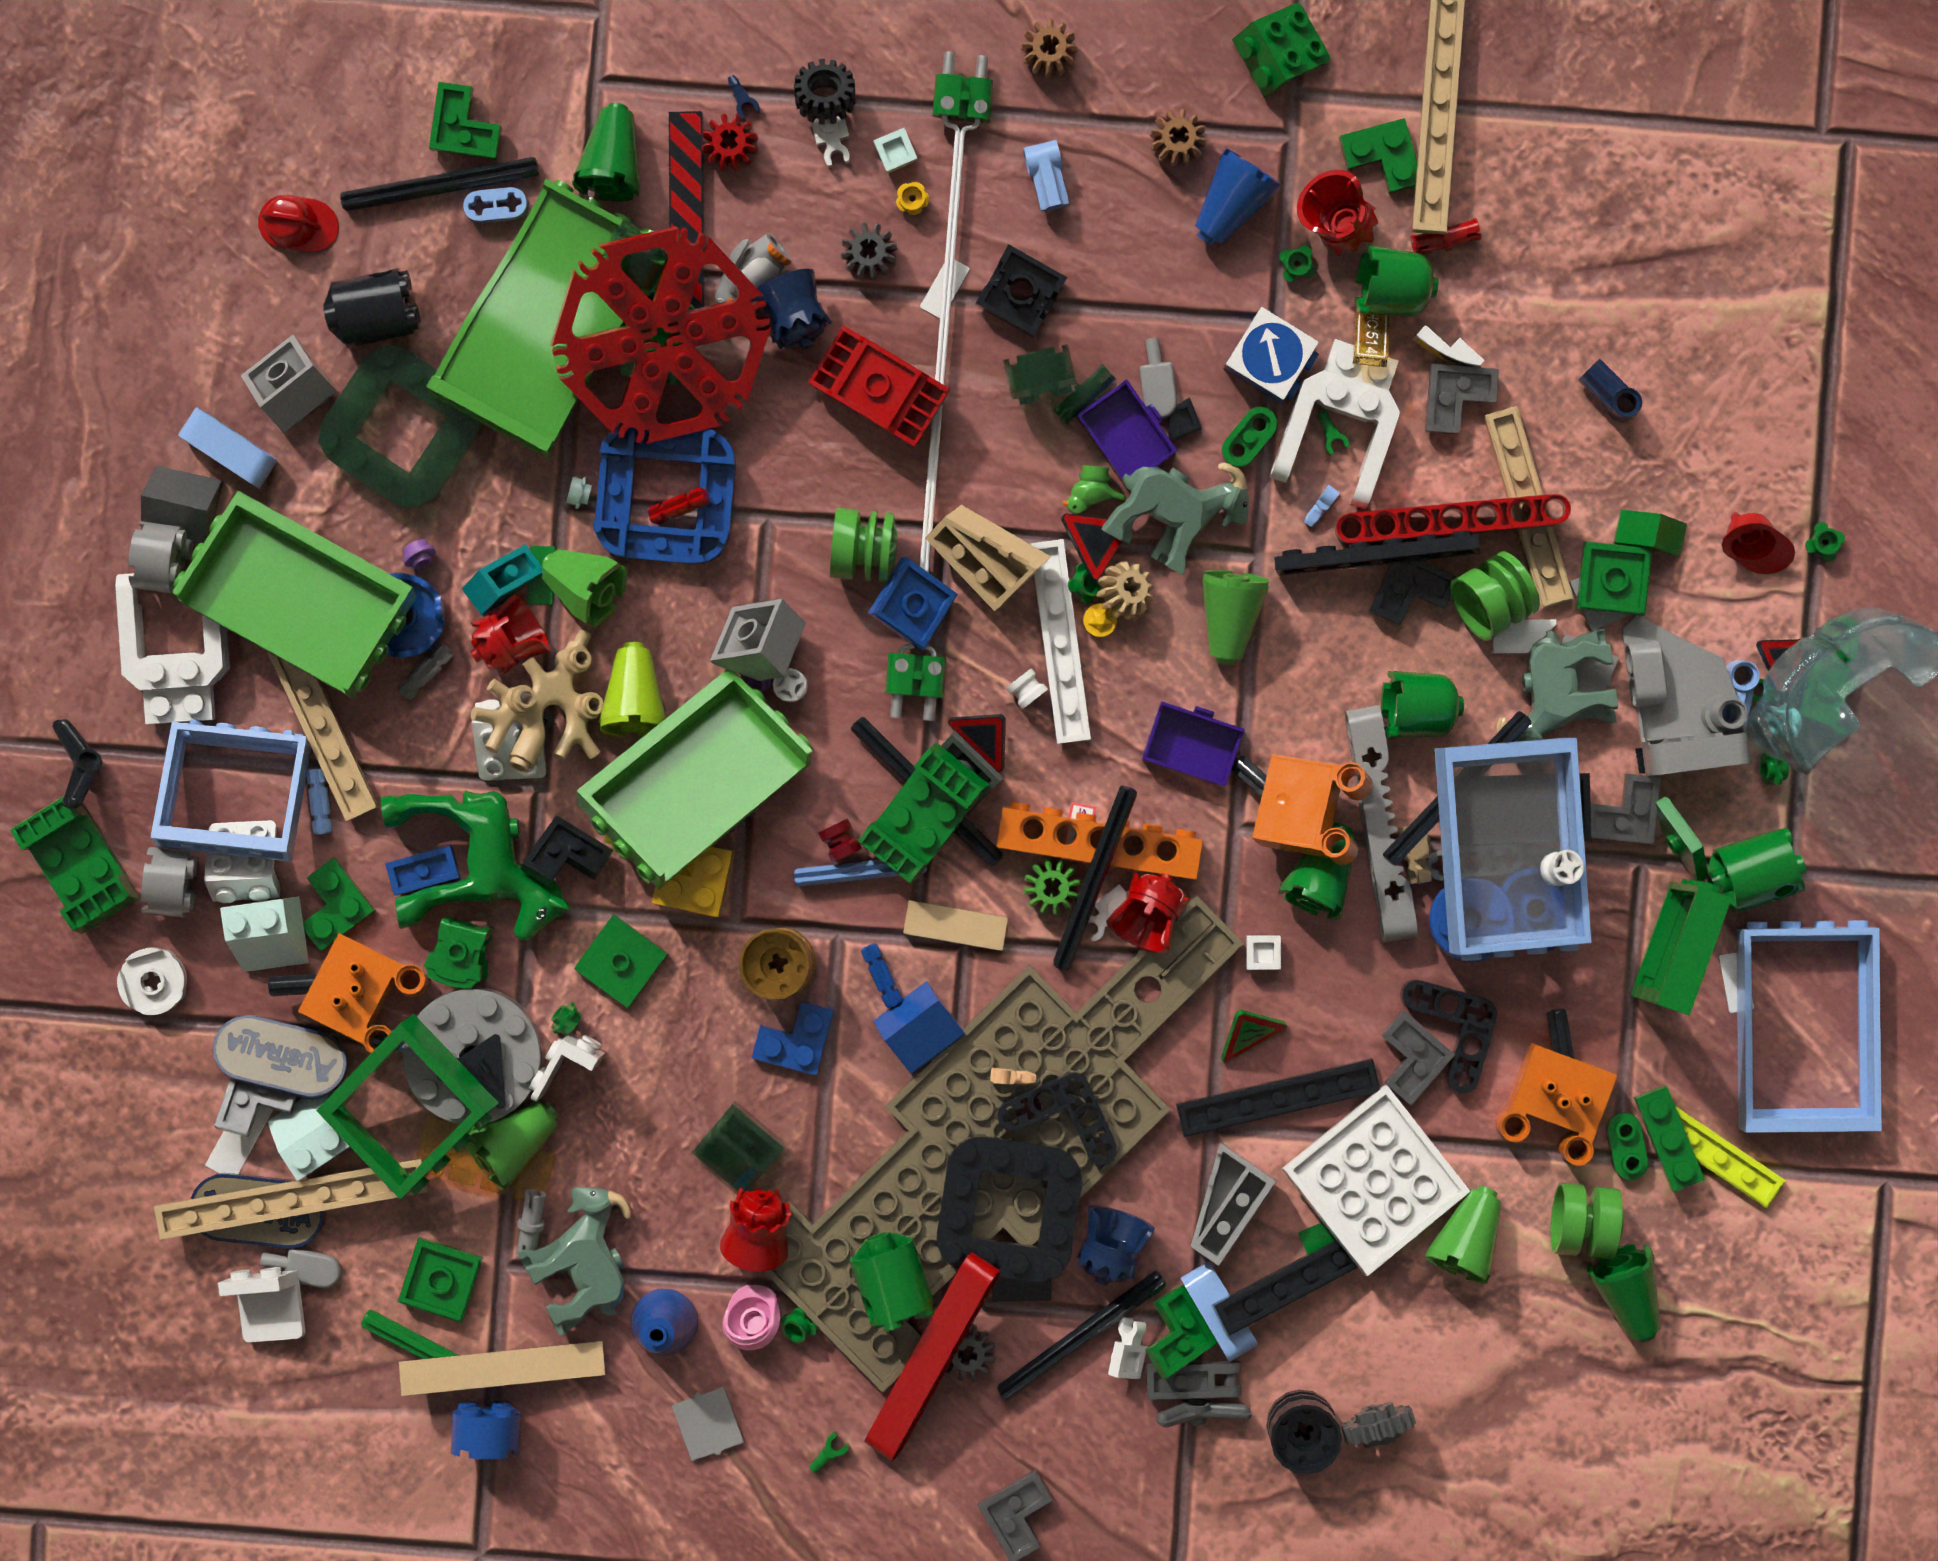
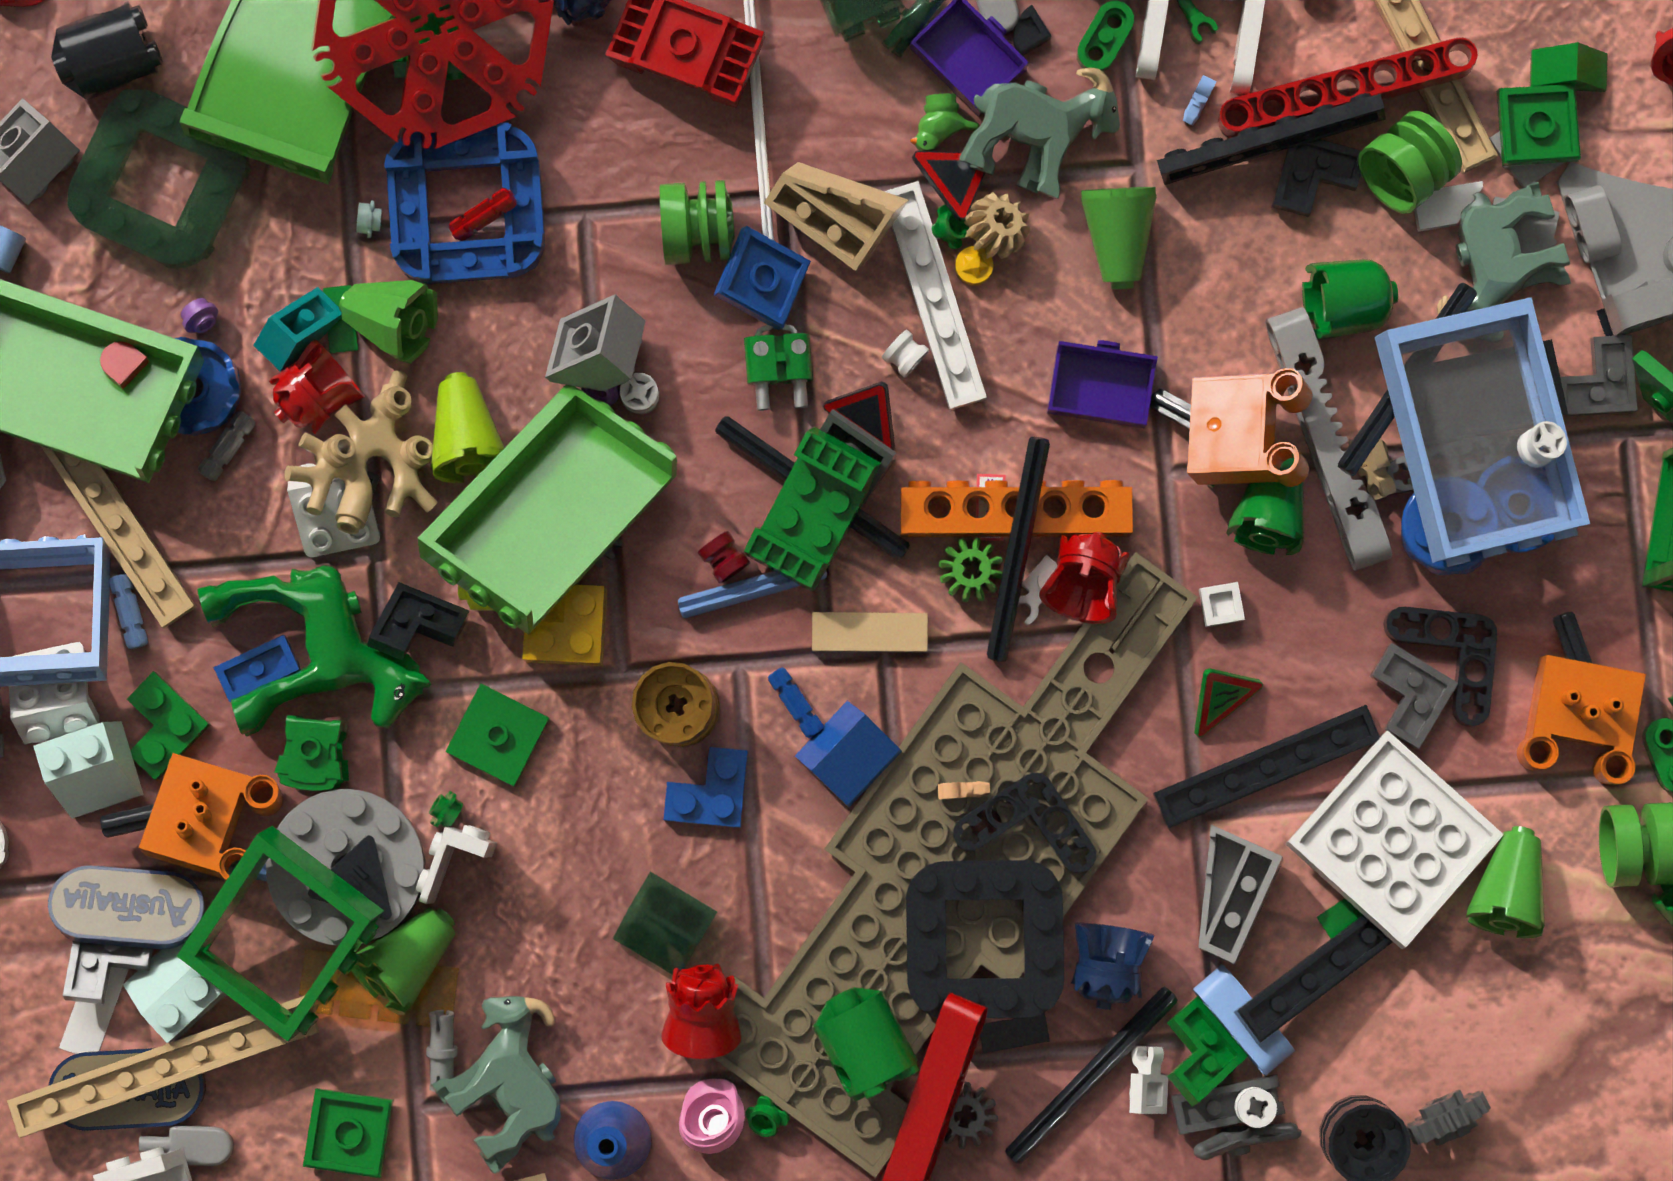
camera: 10 degrees left, 5 degrees down
(345, 588) = (122, 362): none -> tile
(1212, 1382) = (1246, 1104): none -> white wheel

